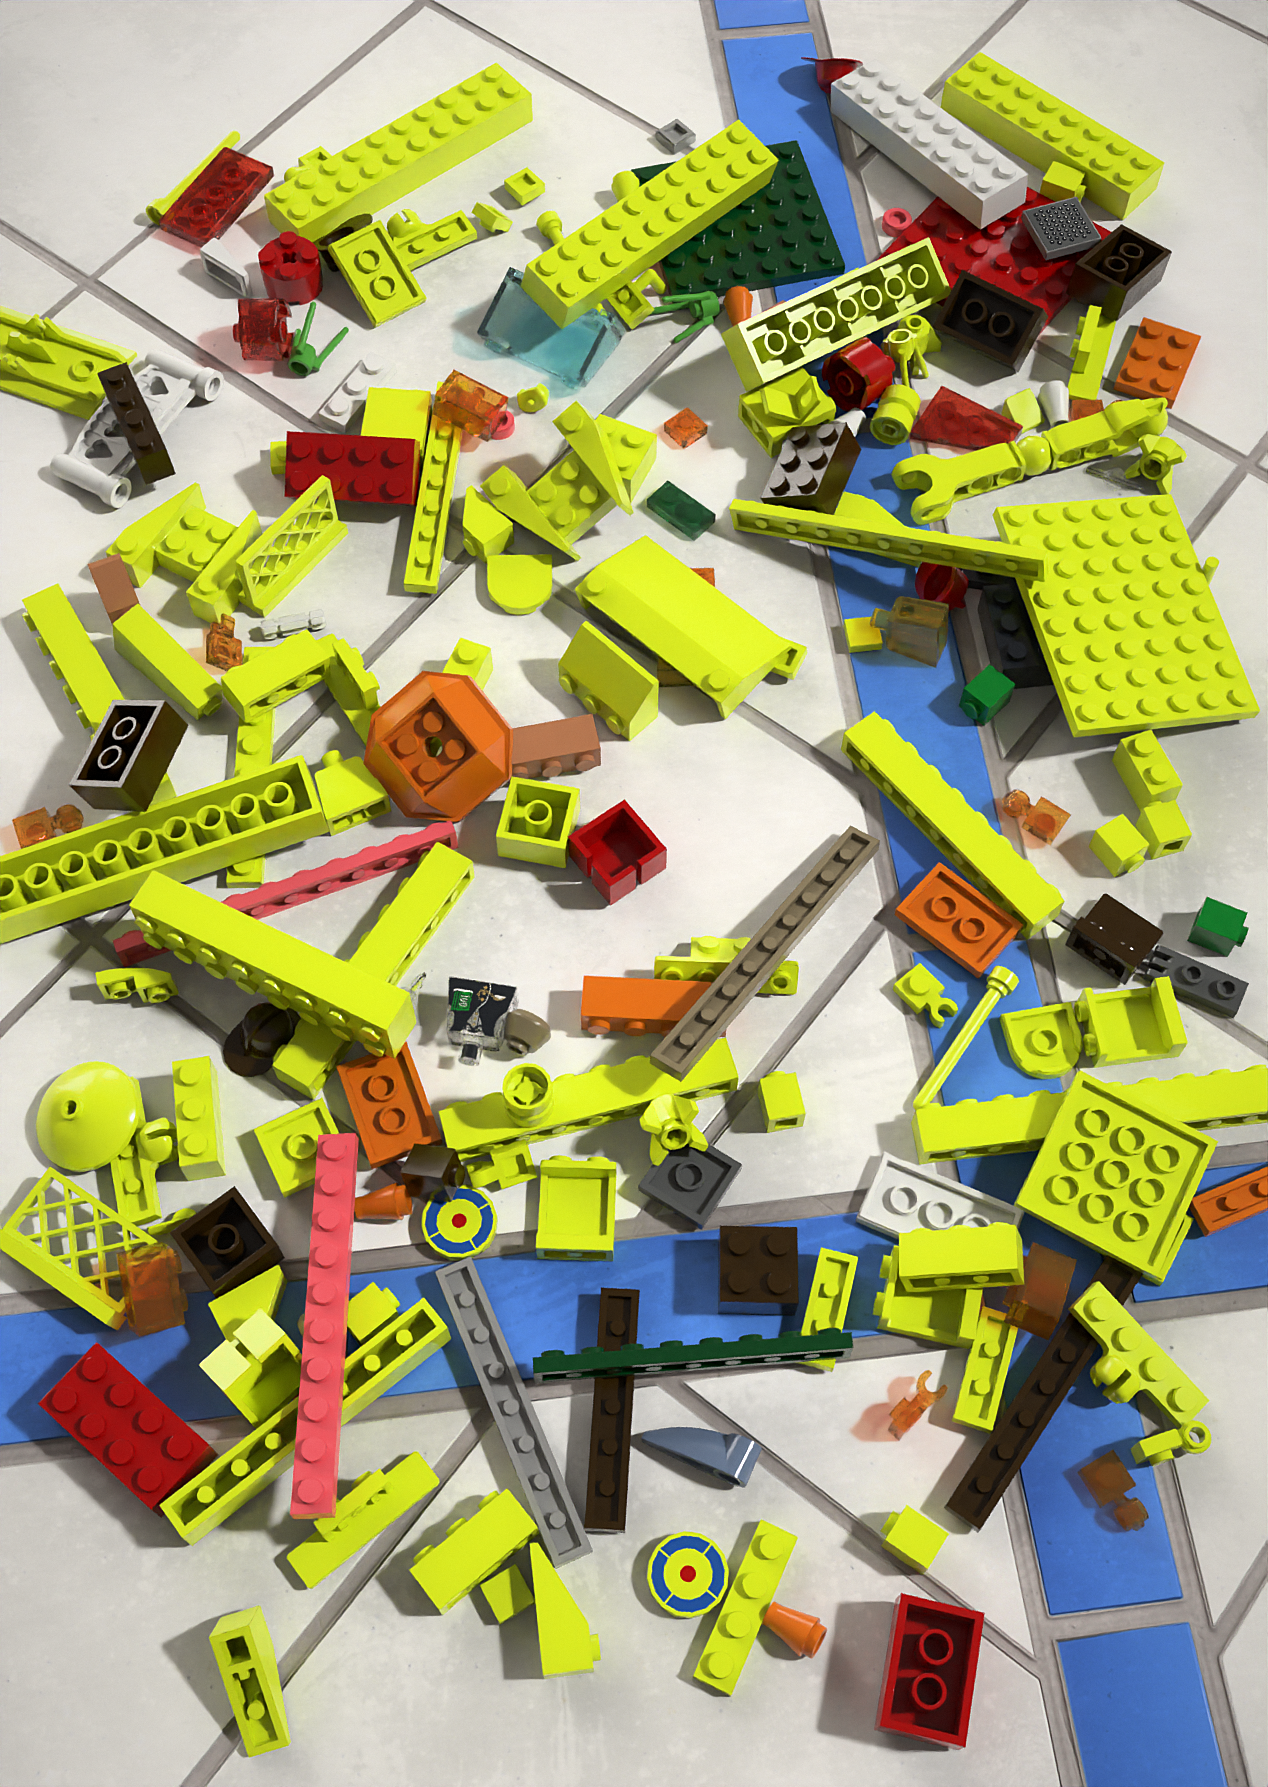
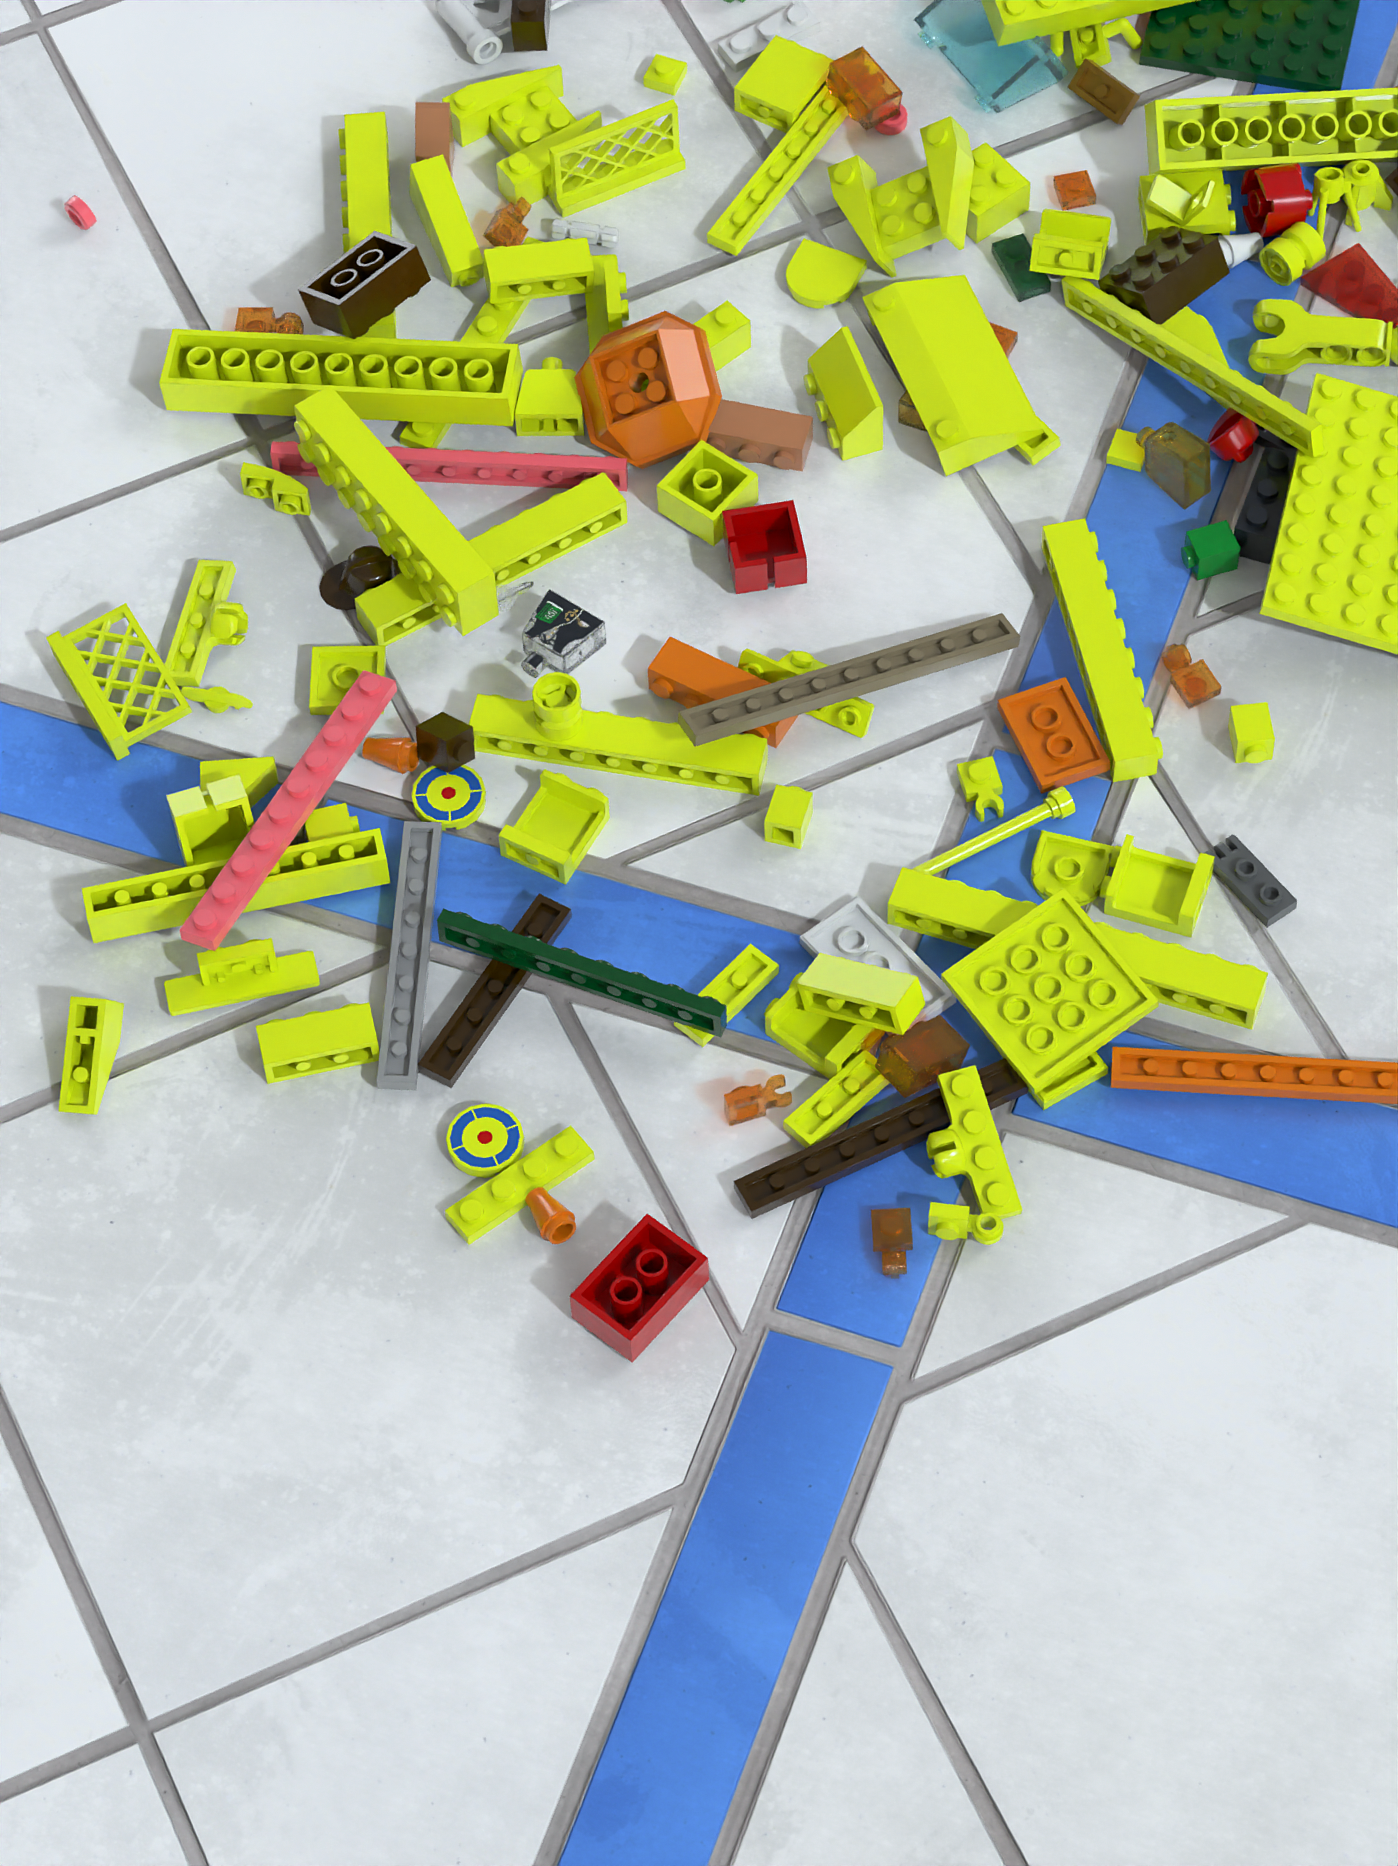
camera: 30 degrees right, 5 degrees down
(102, 1120) = (178, 579): neon yellow dish -> none
(127, 1428) = (84, 824): red brick -> none
(152, 1288) = (161, 729): clear orange brick -> none
(198, 1118) = (270, 618): neon yellow brick -> none
(227, 1243) = (240, 721): dark brown brick -> none
(357, 465) = (718, 106): red brick -> none
(388, 1106) = (439, 674): orange plate -> none
(484, 527) = (814, 210): neon yellow slope -> none
(507, 1594) = (328, 1089): neon yellow tile -> none
(509, 1166) = (517, 766): neon yellow plate -> none
(525, 1032) = (593, 665): dark tan cone -> none
(533, 398) = (937, 105): neon yellow piece -> none
(562, 1628) = (354, 1132): neon yellow slope -> none
(663, 336) = (1103, 91): none -> pearl gold plate
(671, 1126) = (672, 787): neon yellow brick -> none
(691, 1182) = (670, 843): dark grey plate -> none
(701, 306) = (1163, 73): bright green plant -> none
(715, 1453) = (557, 1059): sand blue piece -> none
(717, 475) = (1070, 244): none -> neon yellow panel
(738, 304) = (1203, 83): orange cone -> none
(757, 1270) = (682, 937): dark brown brick -> none
(913, 1538) = (690, 1195): neon yellow brick -> none
(1114, 938) = (1192, 809): dark brown bracket -> none
(1146, 769) = (1322, 679): neon yellow brick -> none
(1163, 828) = (1305, 736): neon yellow brick -> none
(1218, 927) = (1299, 840): green brick -> none

